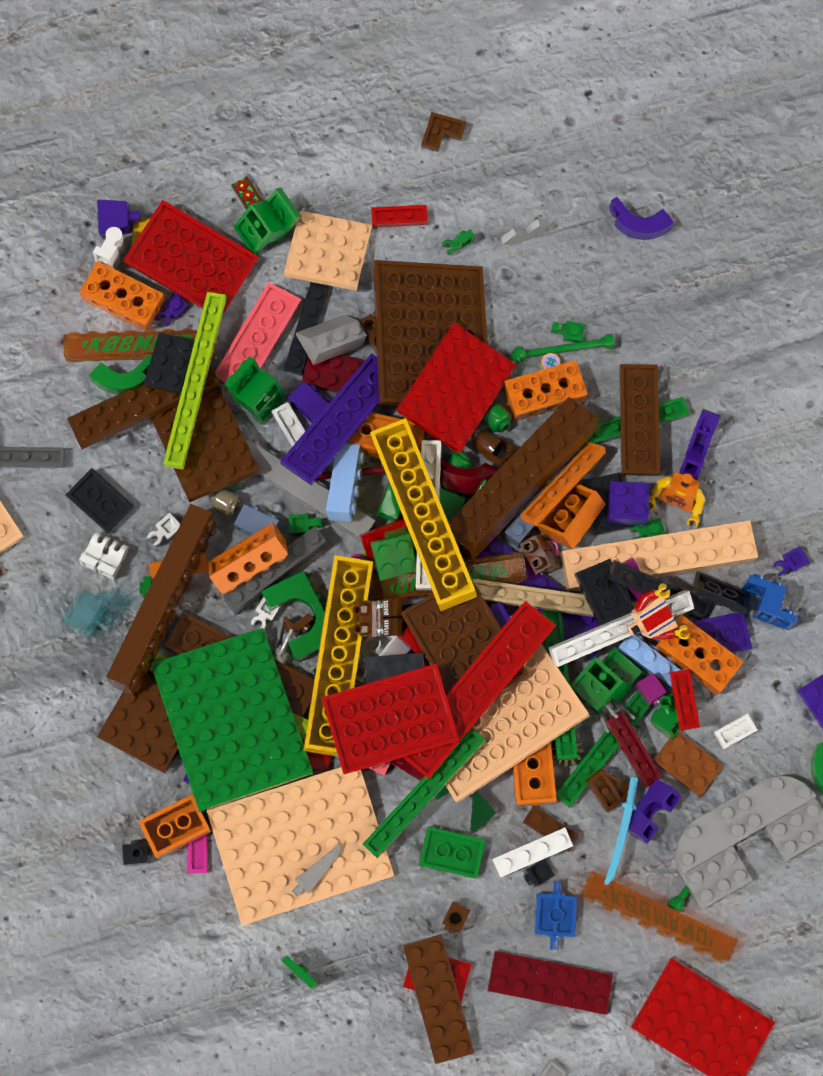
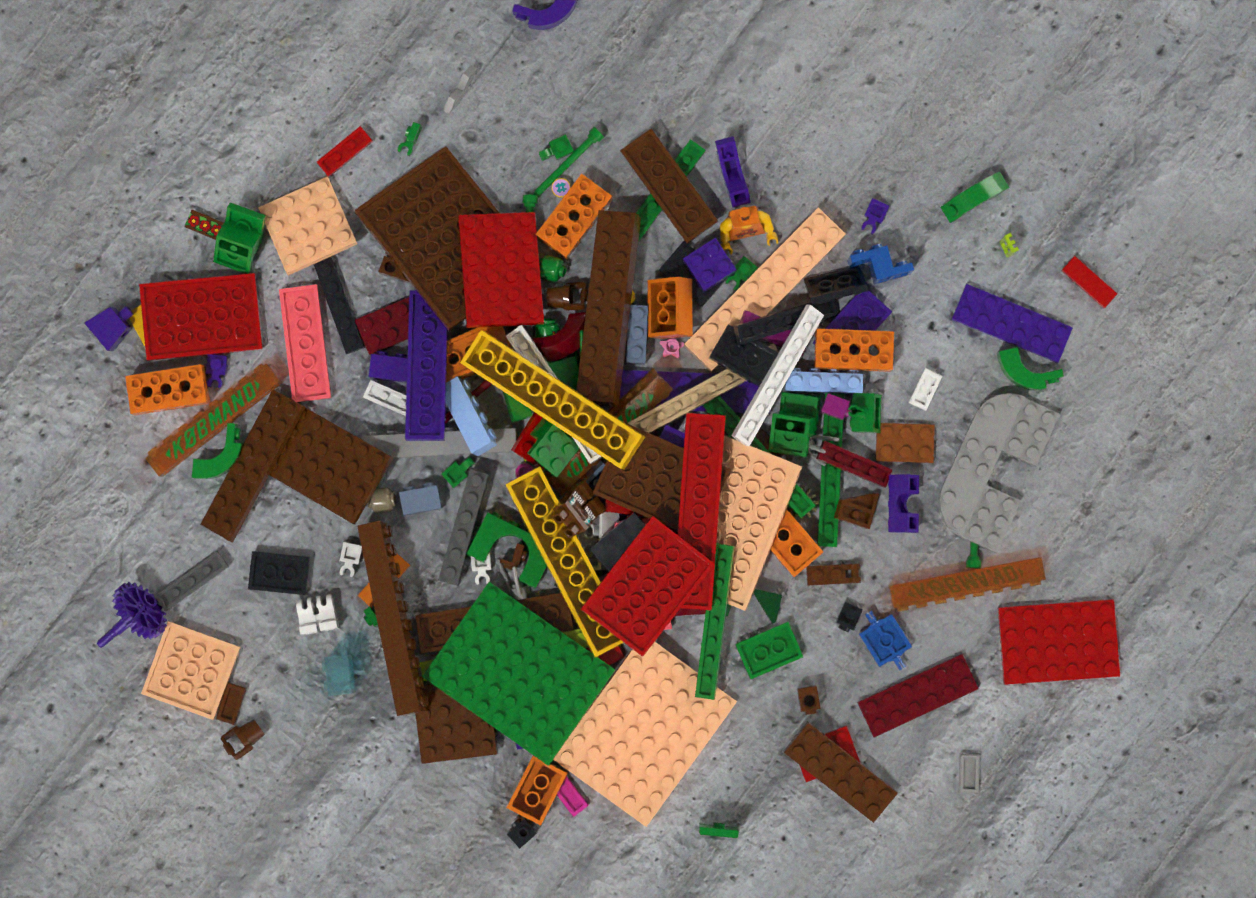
camera: 20 degrees left, 10 degrees up
(111, 248) = (128, 357): white legs -> none
(169, 363) = (251, 419): black plate -> none
(195, 381) = (283, 419): lime plate -> none
(250, 552) = (436, 535): orange brick -> none
(255, 390) = (338, 391): green bracket -> none
(311, 876) = (673, 749): light grey bar -> none
(332, 338) = (366, 300): light grey slope -> none
(441, 126) = (322, 46): reddish brown plate -> none
(532, 852) = (832, 604): white plate -> none
(537, 554) = (668, 363): reddish brown hips -> none
(563, 483) = (645, 288): orange plate -> none
(628, 808) = (883, 513): medium azure sword -> none
(654, 617) = (799, 349): torso -> none
(684, 700) = (868, 397): red plate -> none

